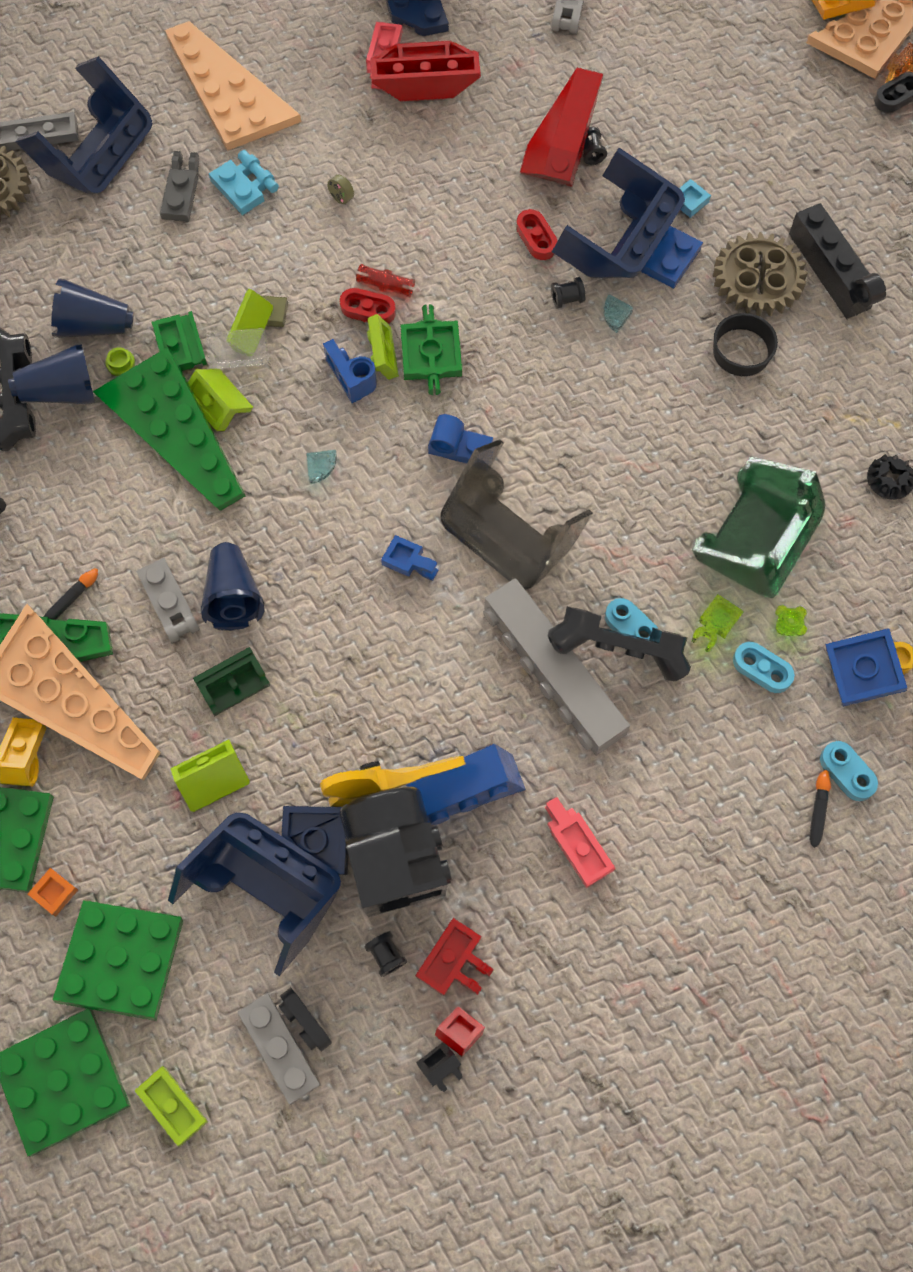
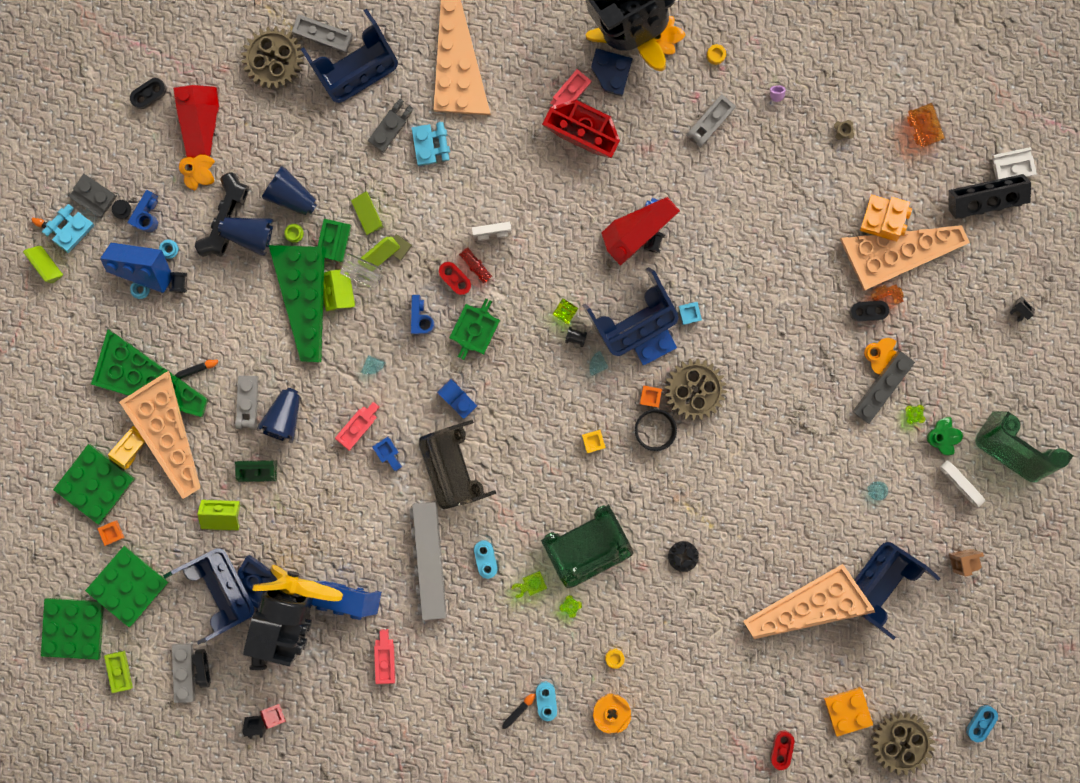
camera: 30 degrees right, 20 degrees up
(207, 291) = (367, 213): none -> lime slope
(340, 189) = (484, 185): olive tile -> none
(344, 547) = (357, 426): none -> coral hinge
(381, 226) = (498, 229): none -> white plate
(382, 346) = (447, 312): lime plate -> none
(450, 956) = (288, 678): red hinge -> none
(535, 271) = (565, 311): none -> clear neon green plate
(537, 237) = (582, 285): red plate -> none
(584, 625) = (450, 555): black plate -> none
(674, 399) = (593, 441): none -> yellow plate
(709, 311) = (650, 396): none -> orange plate
(764, 666) = (538, 623): medium azure plate -> none
(836, 262) = (743, 409): black hinge -> none
(866, 667) = (590, 655): blue plate -> none

